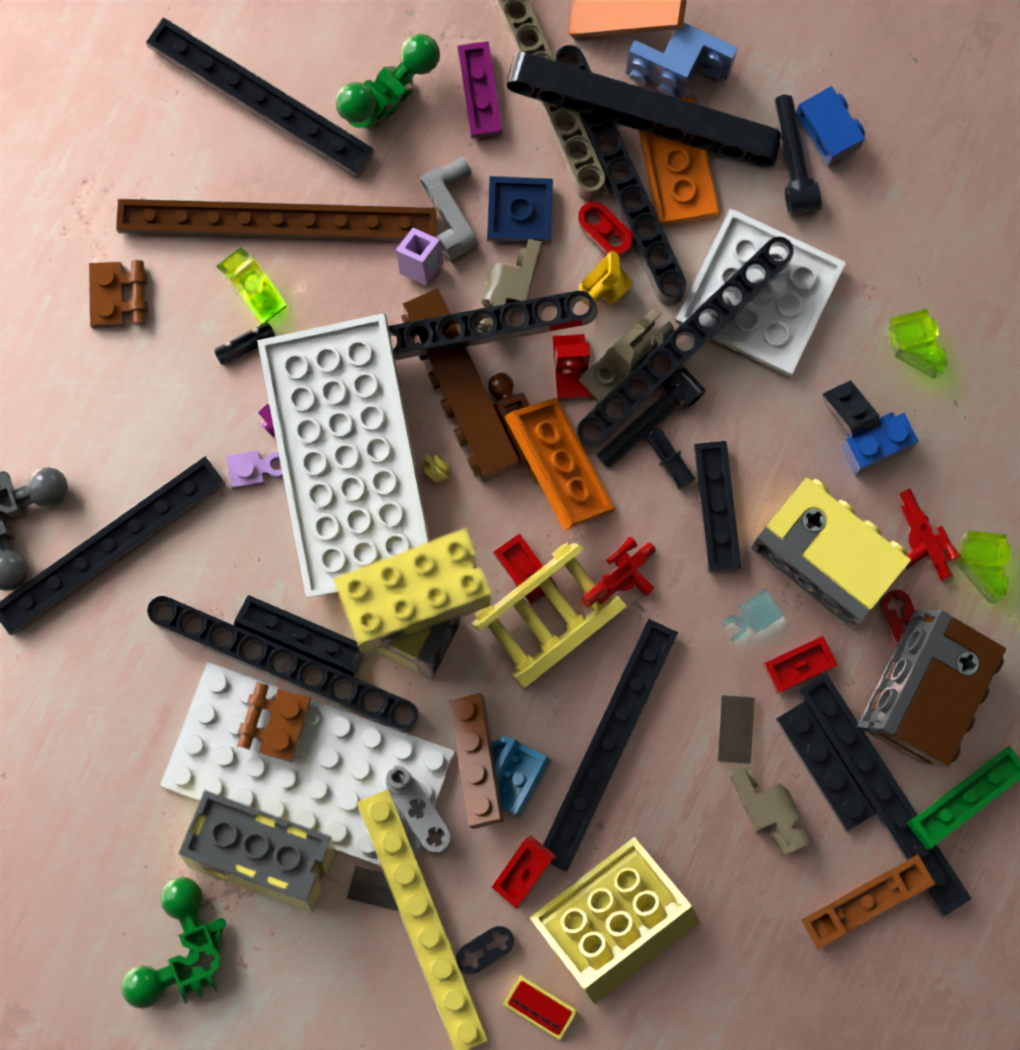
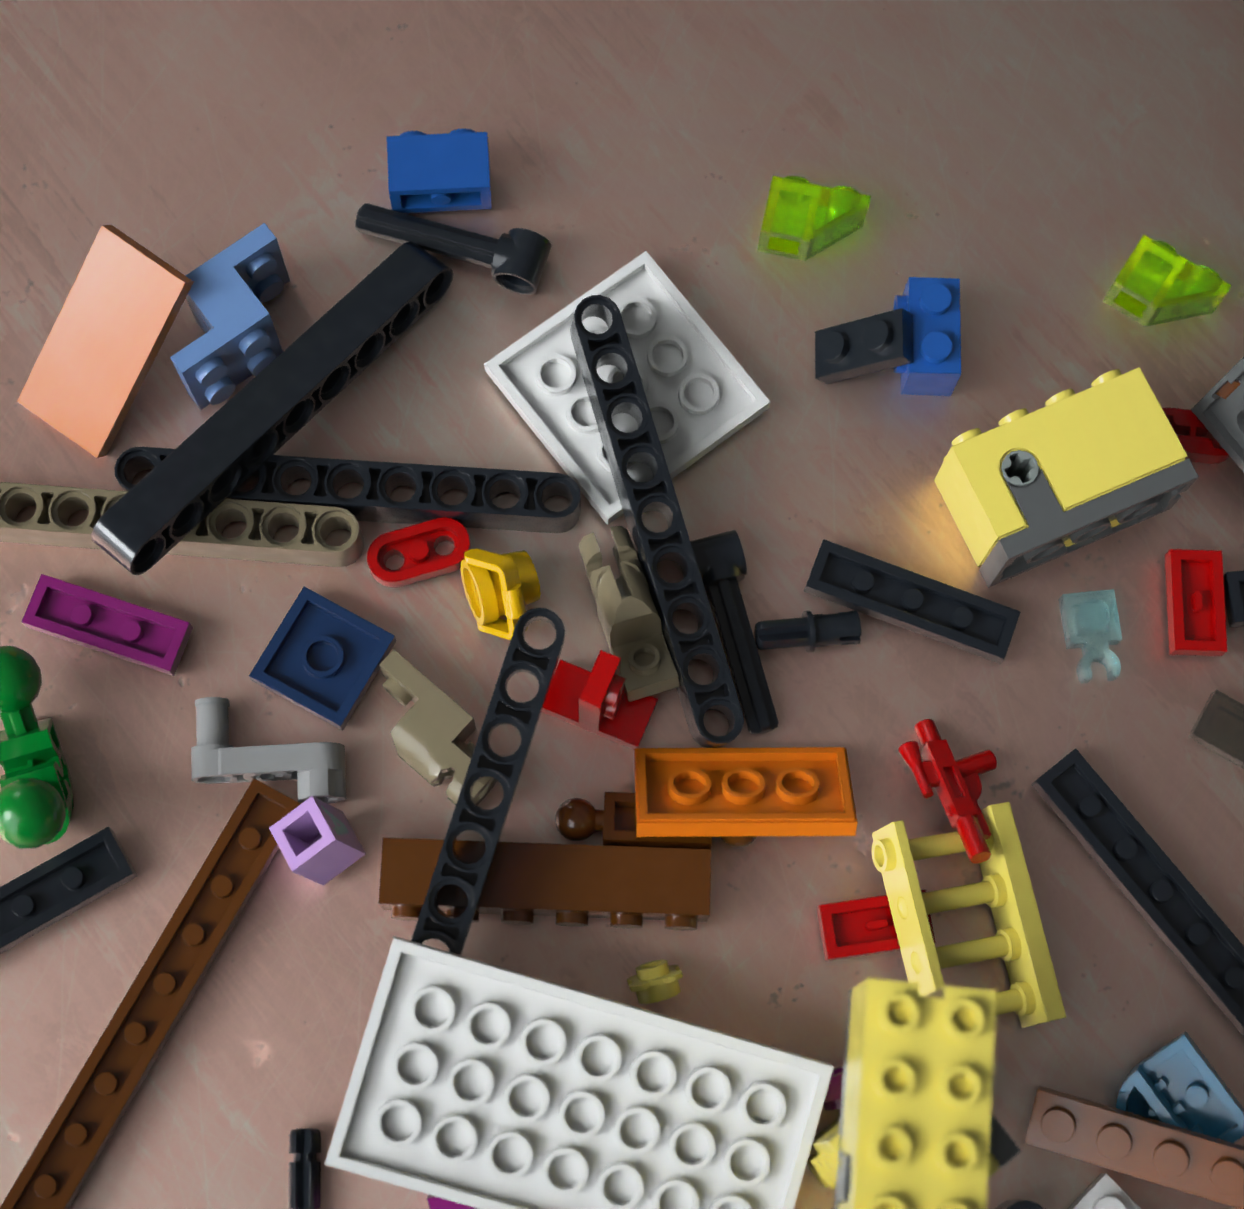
camera: 65 degrees left, 5 degrees down
(251, 285) = (218, 1127): clear neon green slope -> none
(678, 179) = (398, 414): orange tile -> none
(922, 539) = (1086, 351): red piece -> none

